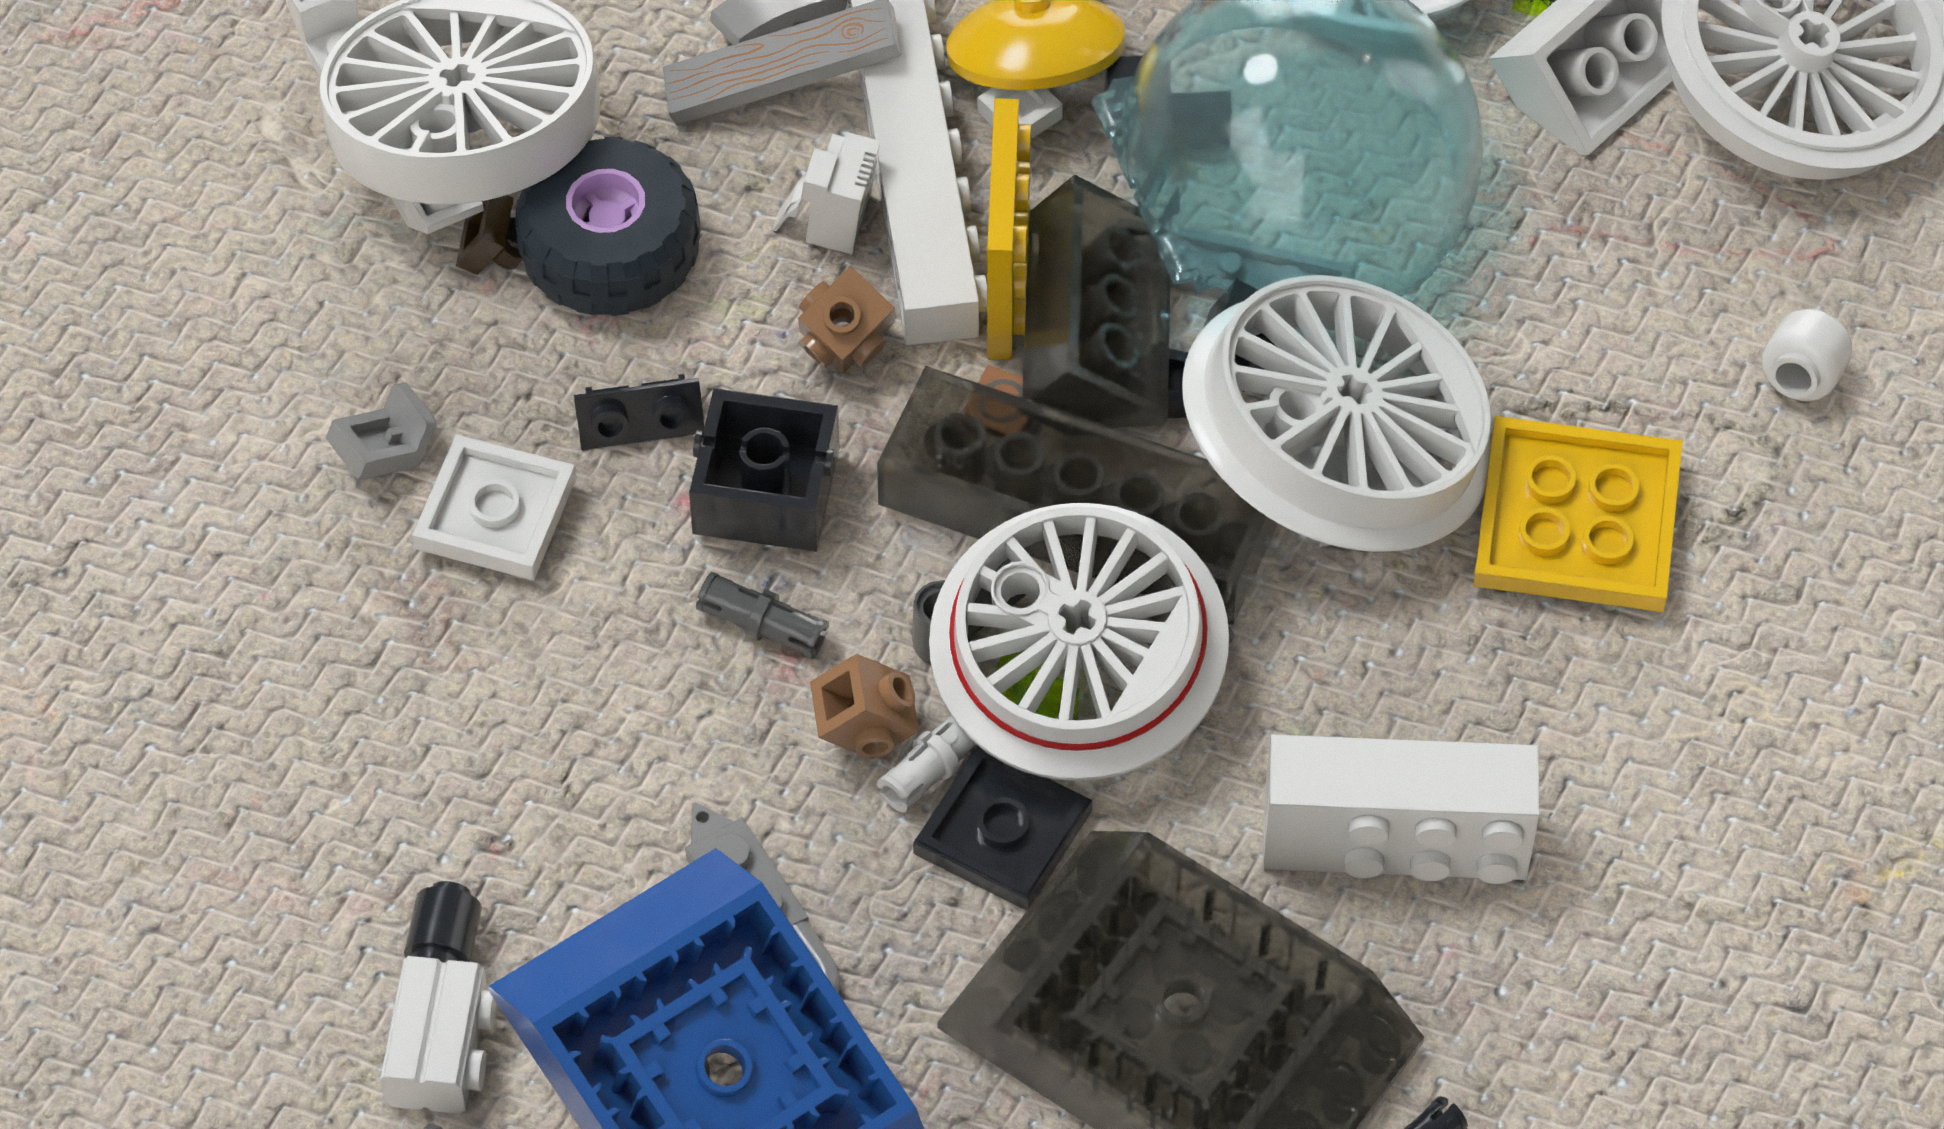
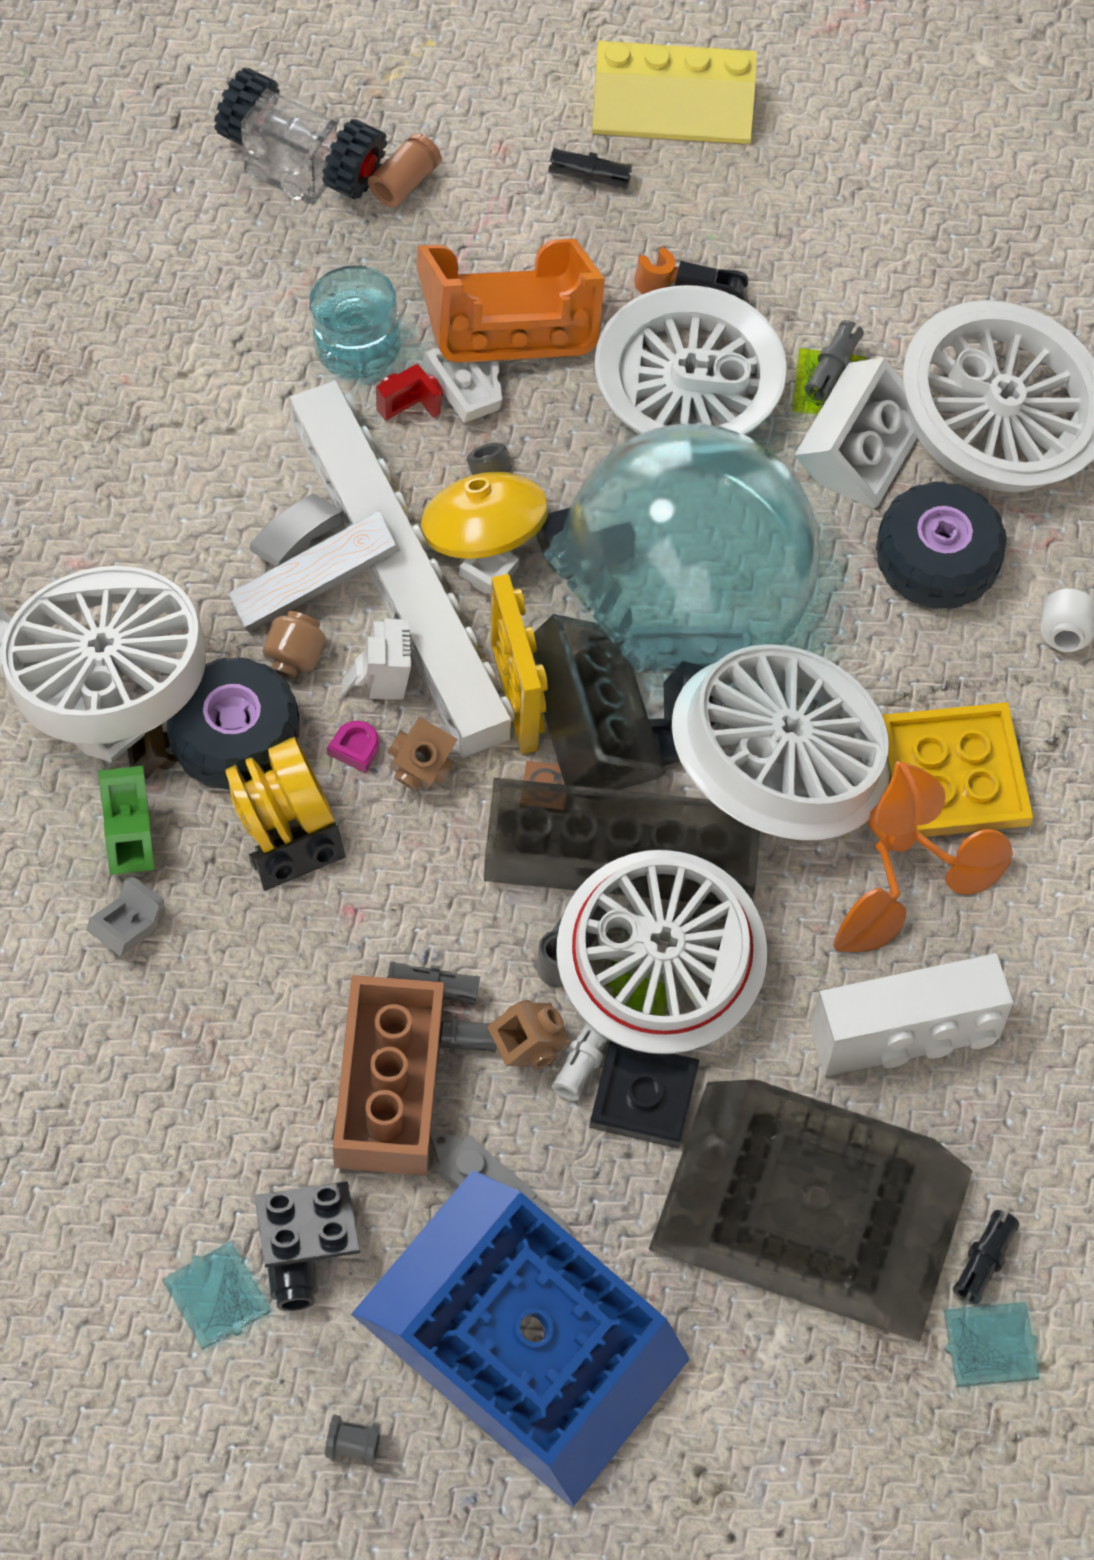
camera: 20 degrees left, 5 degrees up
(337, 939) = (216, 1295): none -> clear light blue piece
(427, 313) = (126, 820): none -> bright green brick
(436, 1035) = (313, 1349): white brick -> none
(480, 870) = (306, 1224): none -> hinge
(494, 507) = (221, 951): white plate -> none
(644, 321) = (279, 795): none -> yellow wheel
(656, 712) = (388, 1075): none -> nougat brick
(725, 148) = (294, 644): none -> medium nougat head
(764, 469) = (404, 878): black brick -> none
(765, 294) = (355, 745): none -> dark pink tile
(780, 691) = (466, 1036): none -> dark grey pin
(1463, 520) = (909, 801): none -> orange plant
(1655, 217) = (941, 545): none -> black wheel

